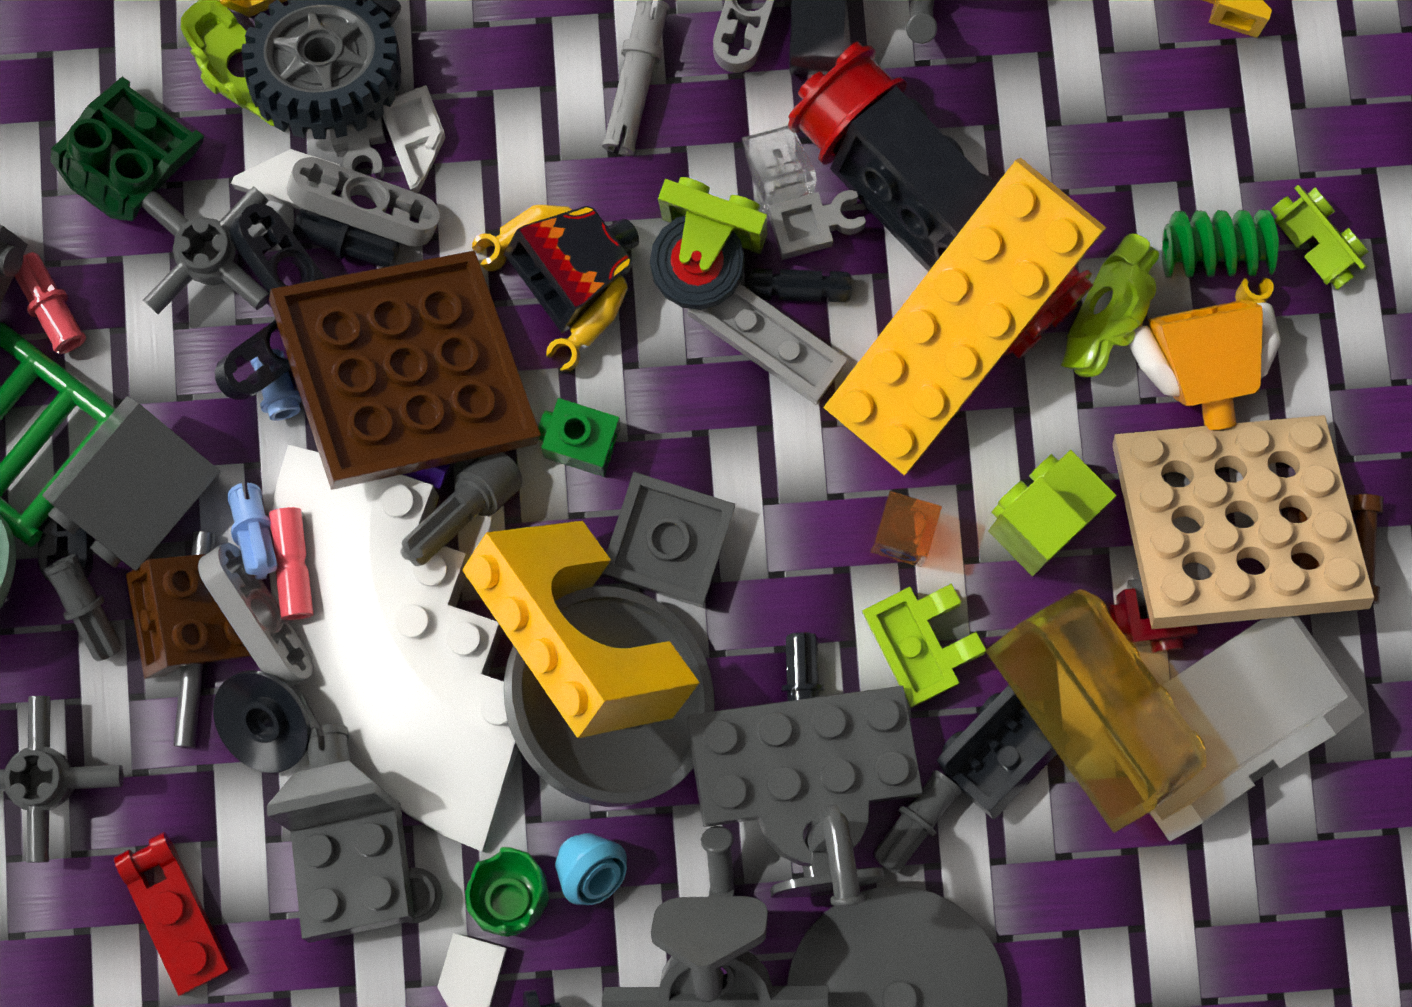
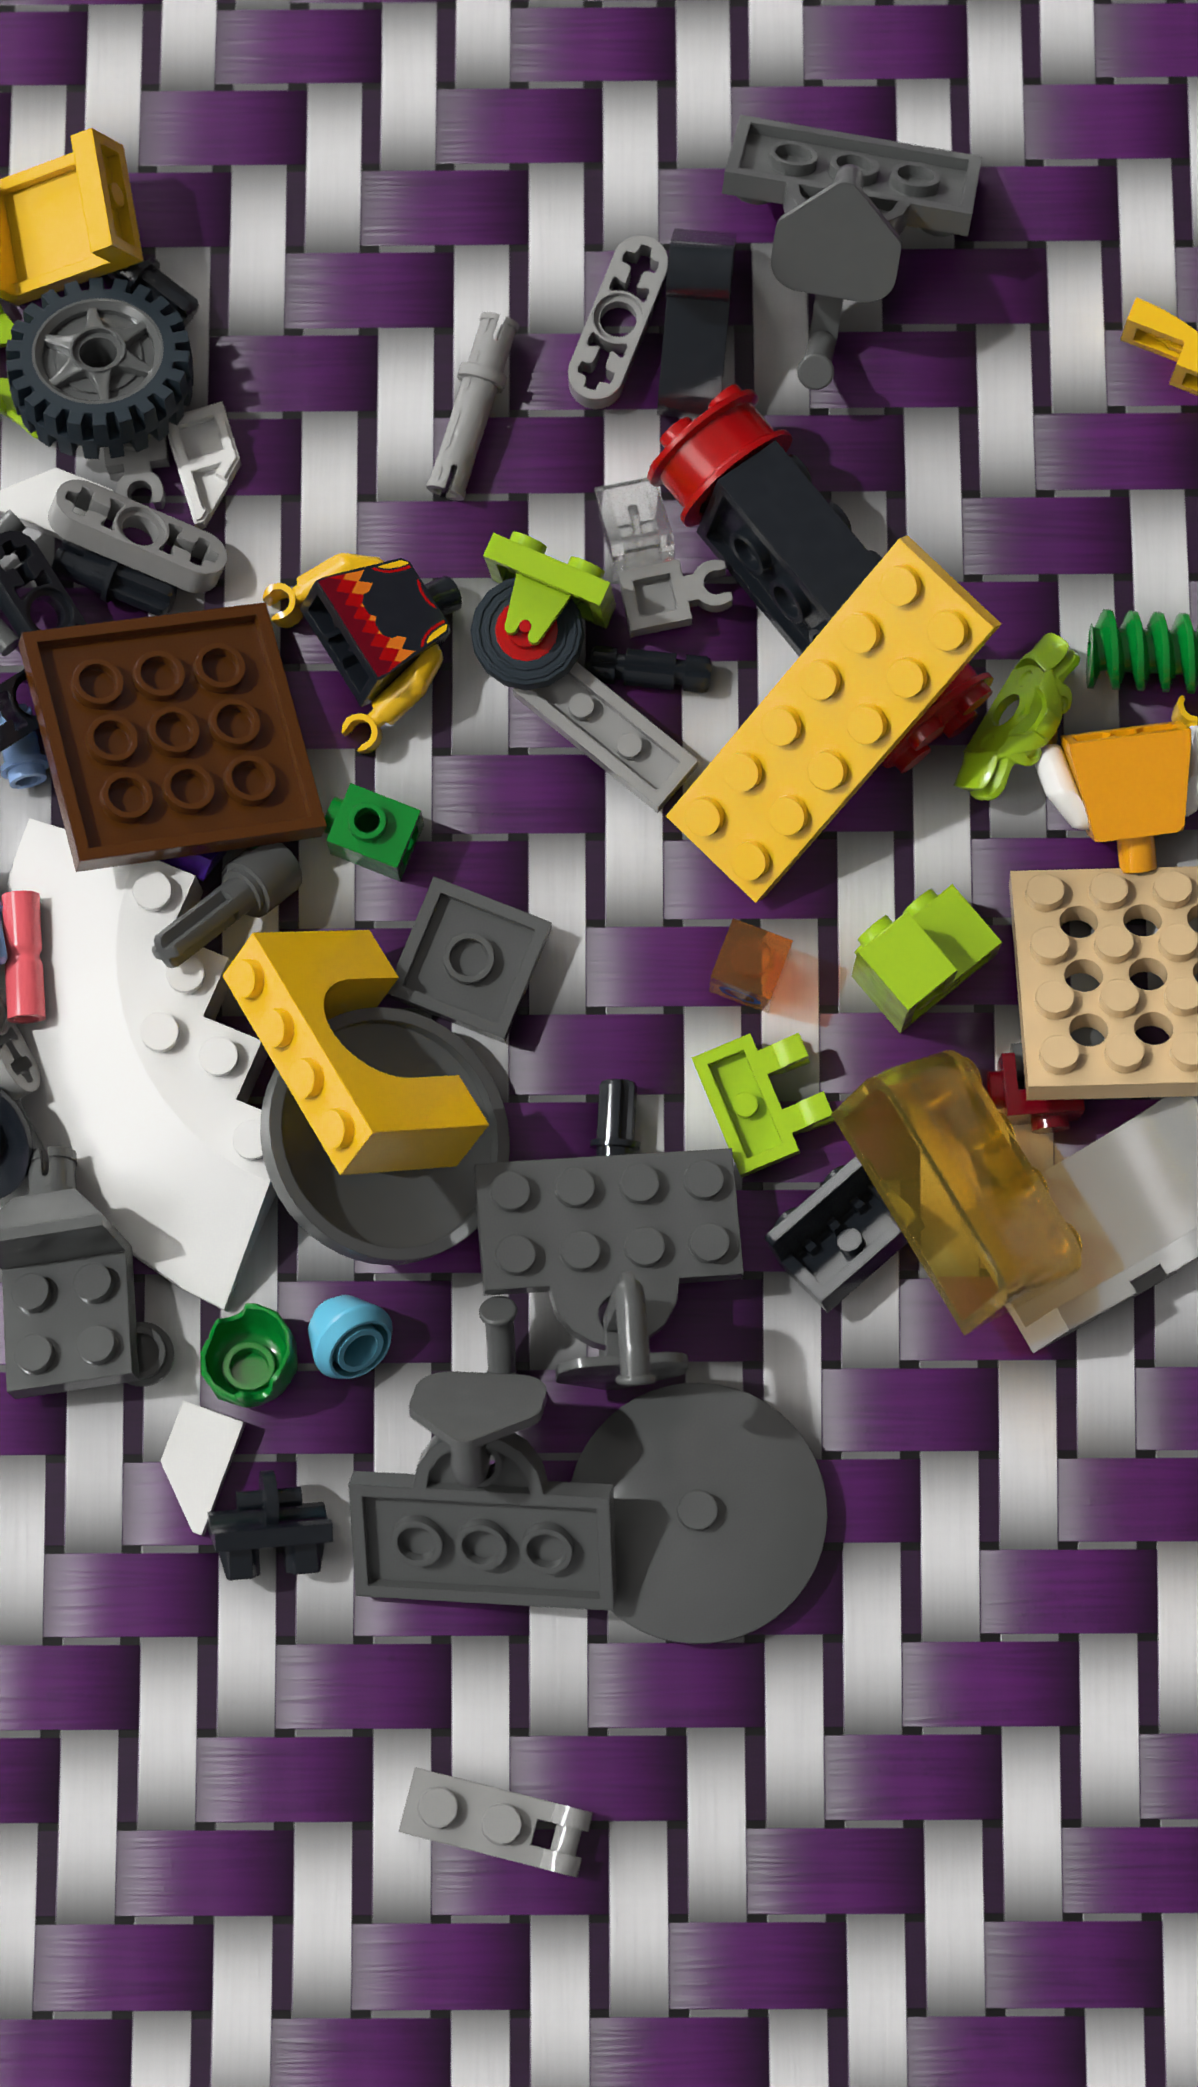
camera: 10 degrees right, 0 degrees up
(916, 822) = (736, 1310): dark grey axle -> none

